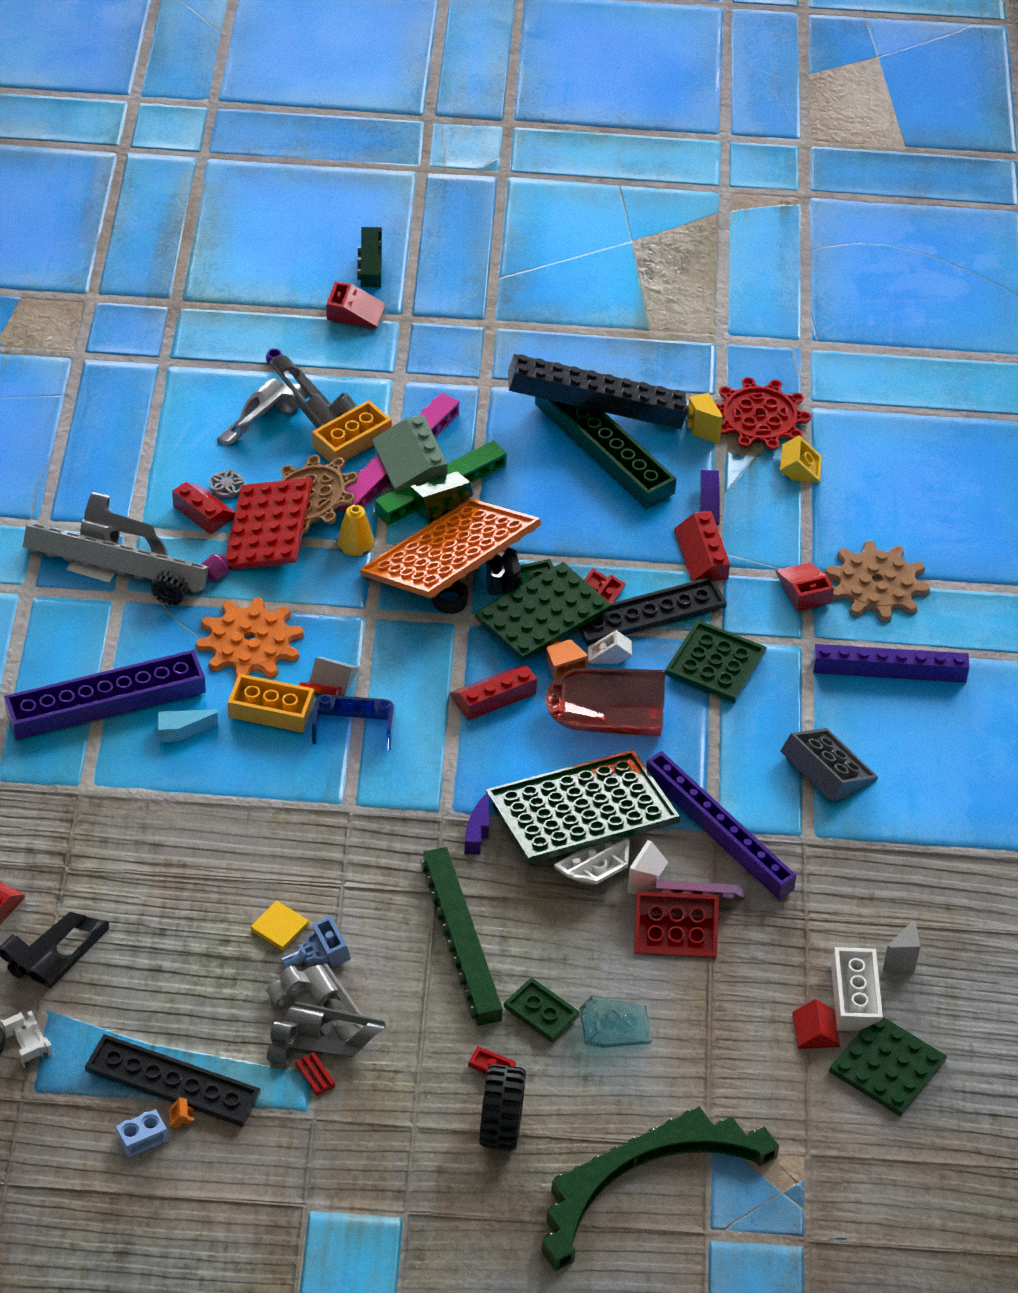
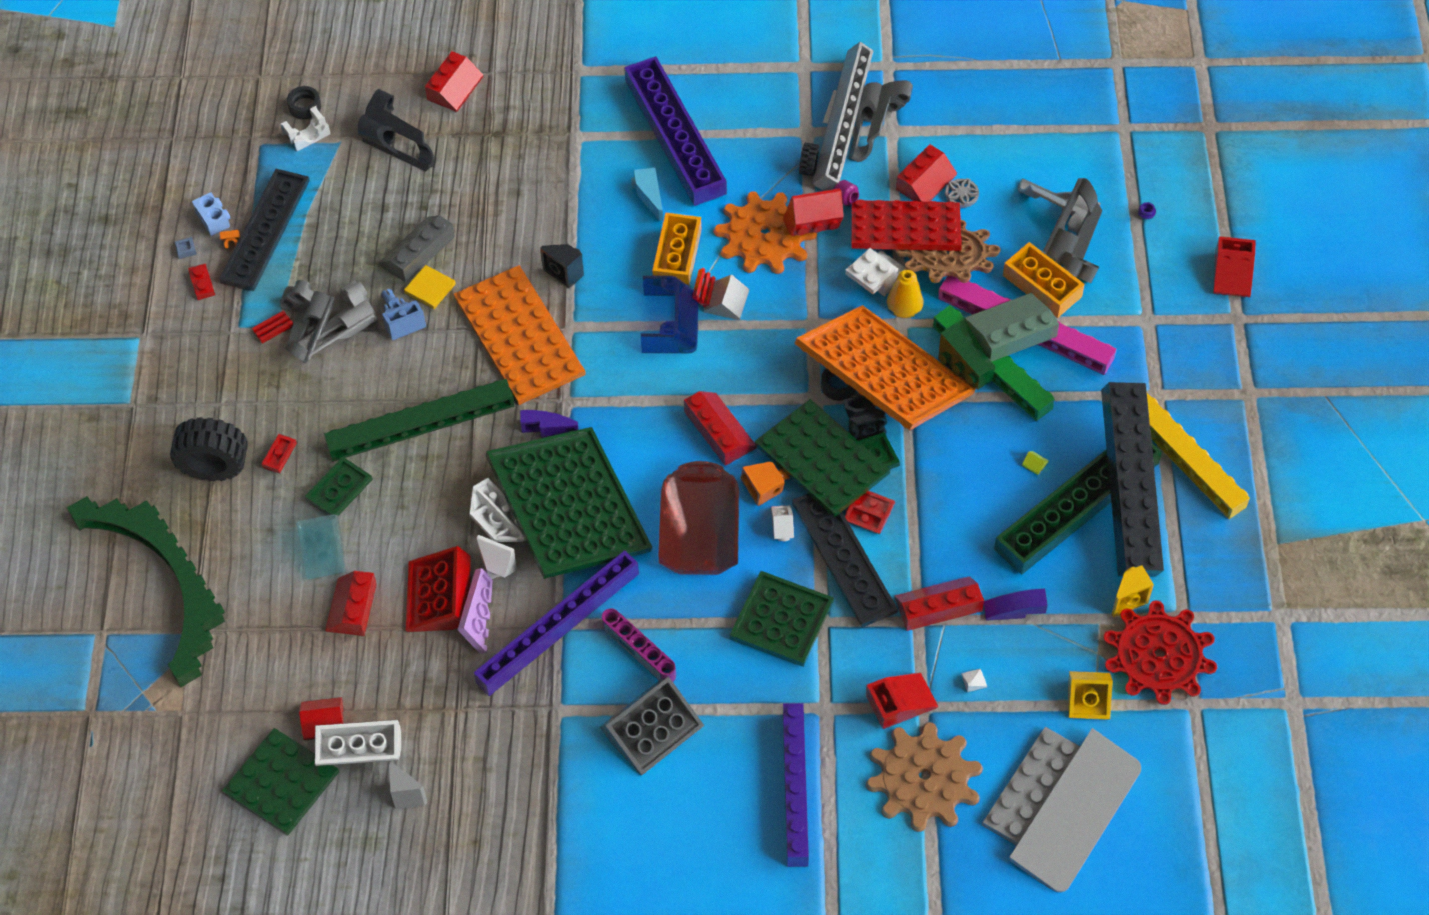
camera: 90 degrees right, 10 degrees up
(184, 1164) = (185, 248): none -> sand blue tile
(223, 932) = (418, 247): none -> dark grey slope
(238, 1146) = (201, 281): none -> red plate
(247, 587) = (814, 212): none -> slope
(279, 795) = (562, 263): none -> black slope
(325, 550) = (875, 271): none -> white bracket
(352, 849) = (519, 334): none -> orange plate
(371, 257) = (1310, 273): dark green wedge -> none
(555, 469) = (1034, 462): none -> neon yellow slope
(584, 356) = (1195, 461): none -> yellow brick
(686, 998) = (352, 603): none -> red slope
(744, 767) = (634, 638): none -> magenta beam
(782, 538) = (974, 680): none -> white slope
(901, 497) = (1061, 804): none -> light grey slope

